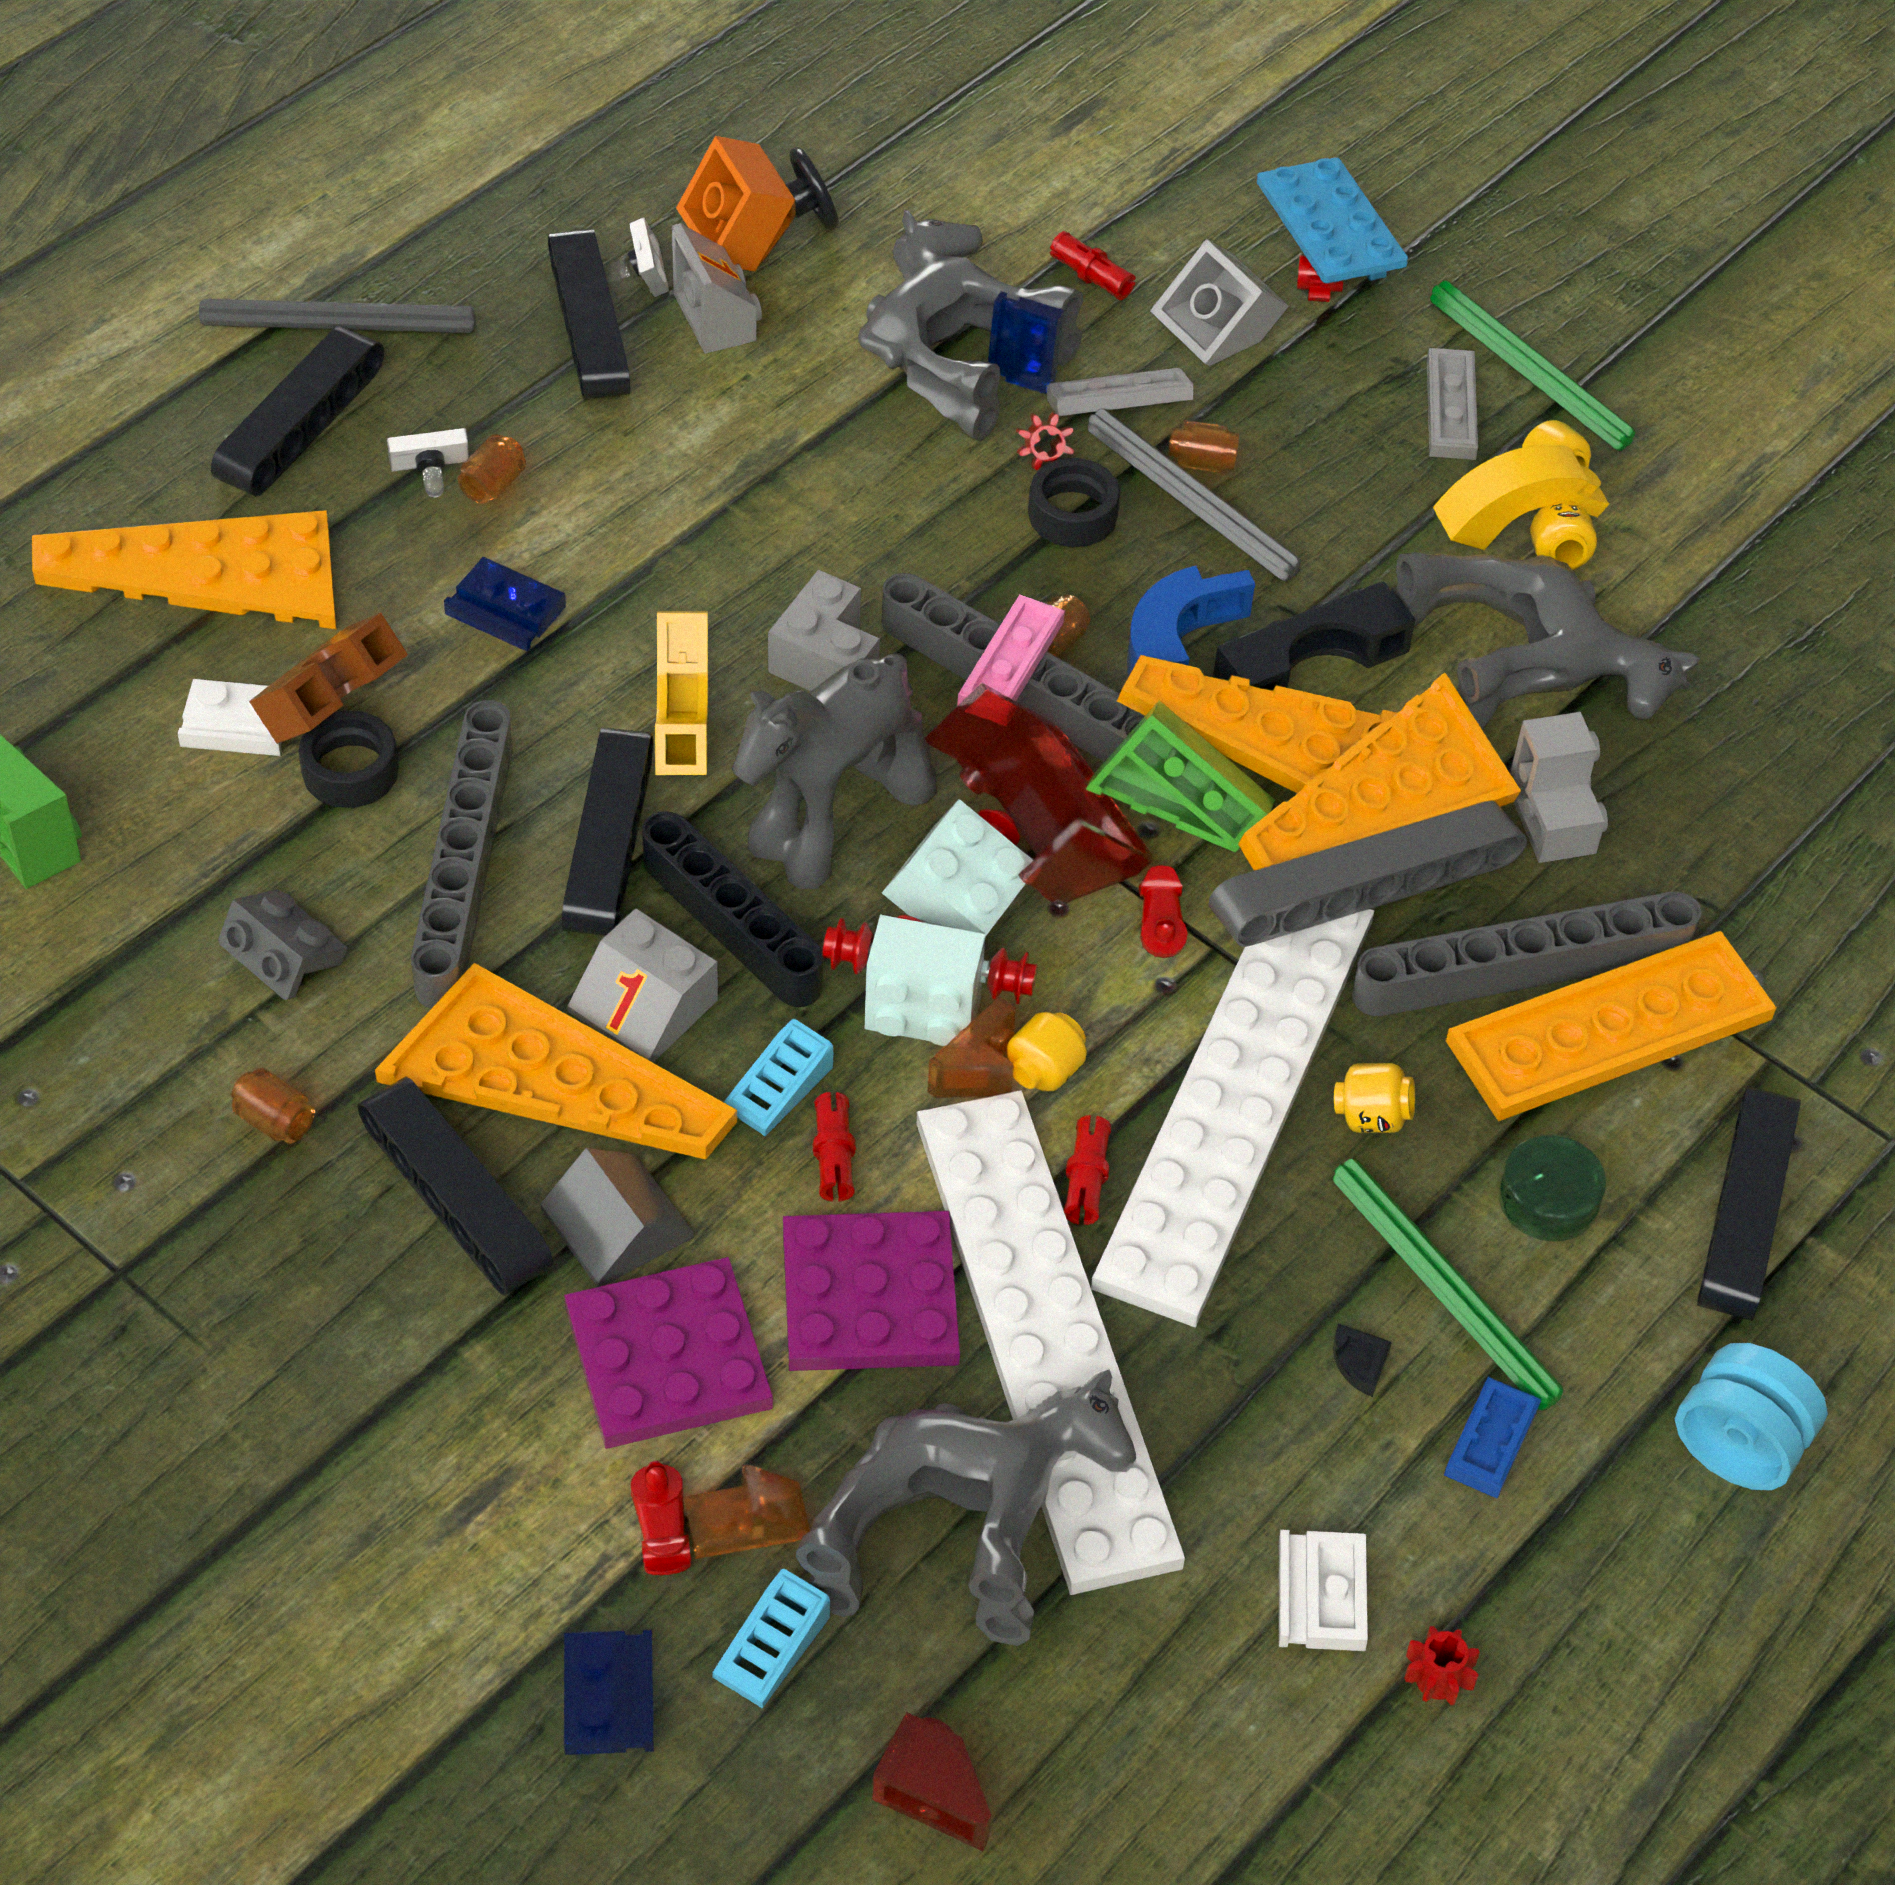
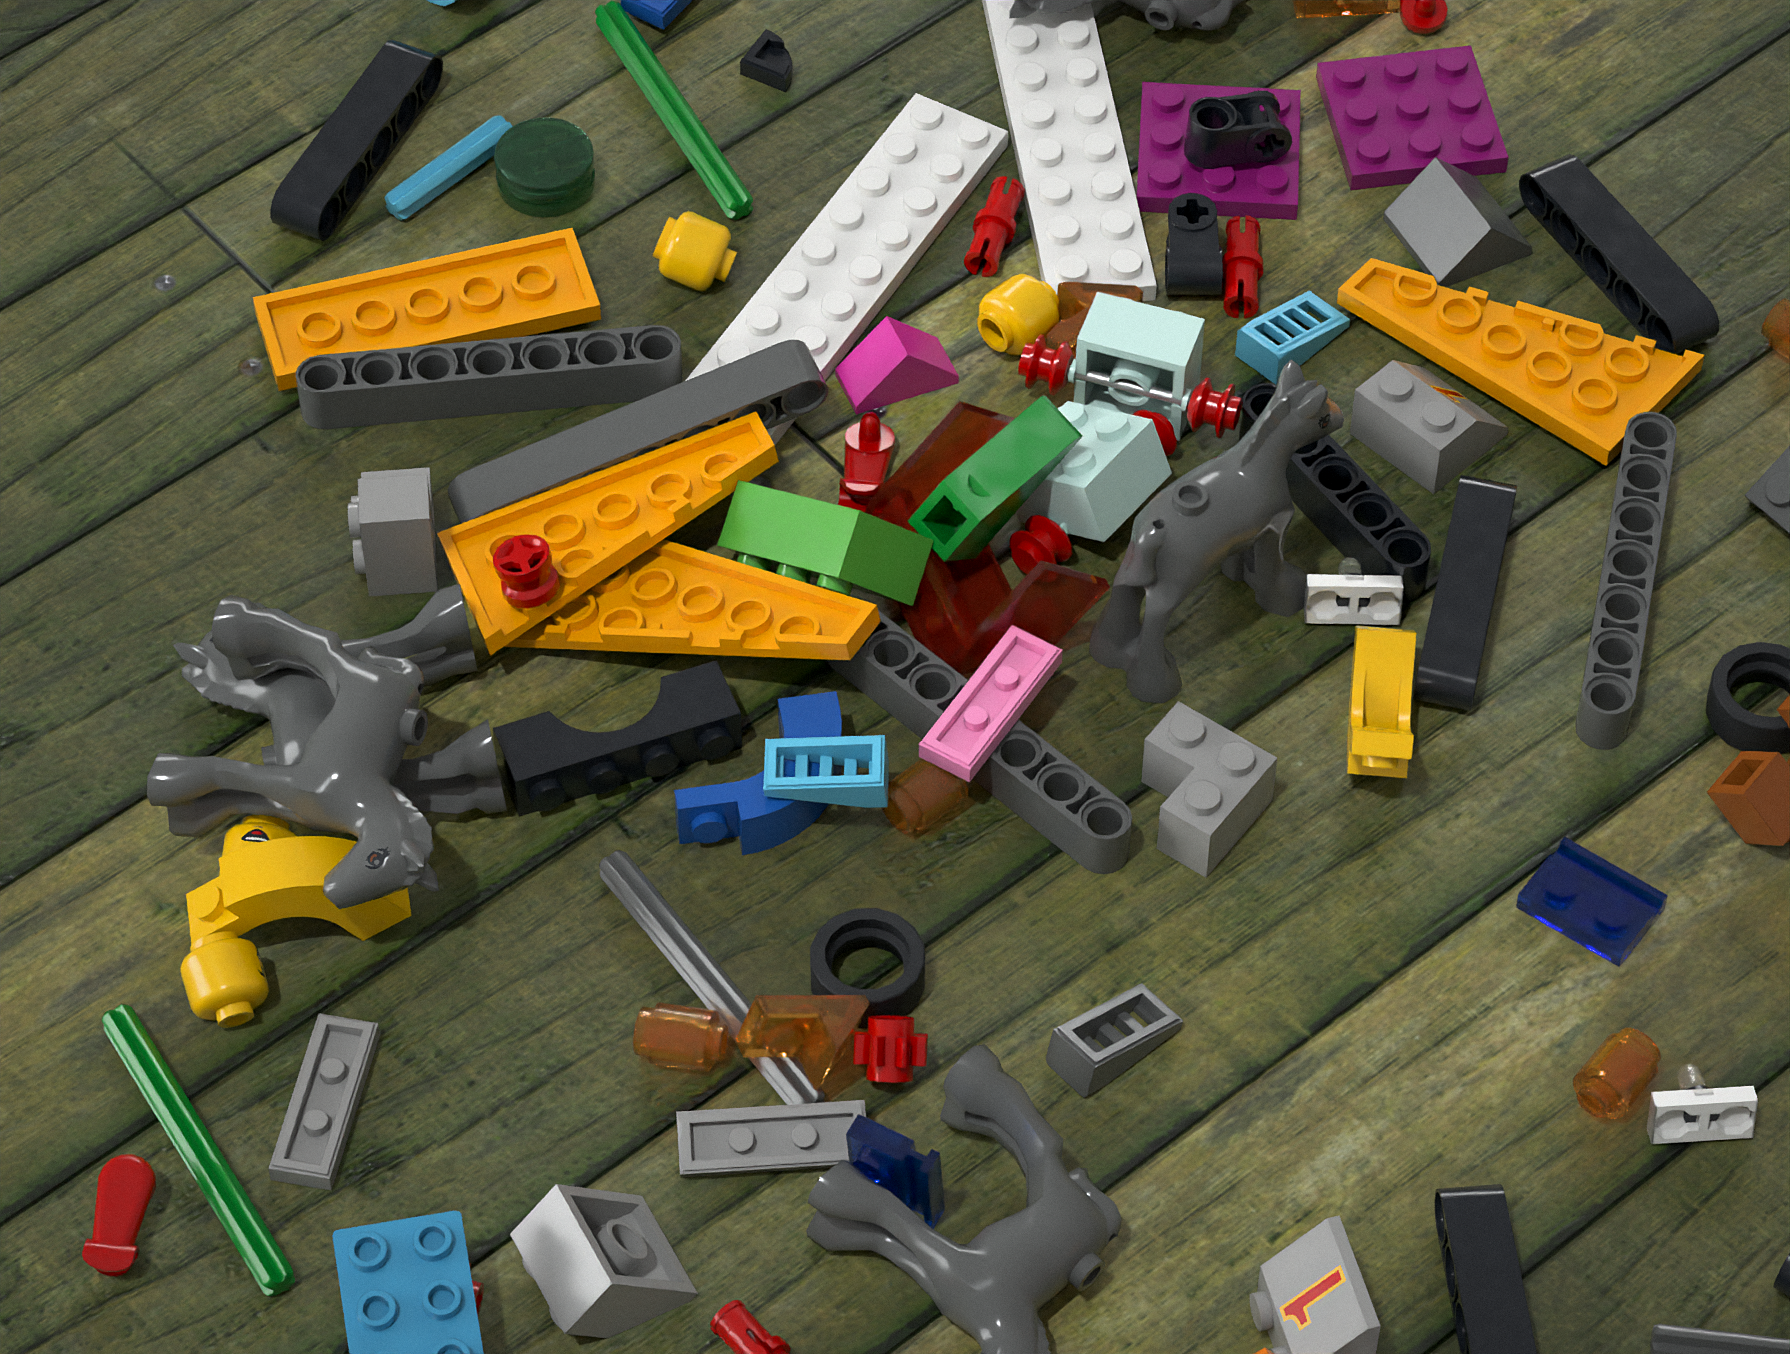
camera: 170 degrees left, 0 degrees up
(715, 816) = (1353, 597): none -> white piece
(850, 1248) = (1231, 130): none -> black piece
(885, 1150) = (1193, 247): none -> black piece
(888, 449) = (1090, 1067): none -> dark grey slope
(1038, 812) = (994, 482): none -> green slope
(1108, 436) = (803, 1027): none -> clear orange slope
(1116, 594) = (847, 789): none -> medium azure slope
(1149, 1008) = (894, 366): none -> dark pink slope
(1426, 705) = (526, 571): none -> red wheel
(1519, 516) = (345, 765): none -> dark grey animal
(1565, 310) = (121, 1203): none -> red piece
(1646, 1190) = (446, 169): none -> medium azure axle

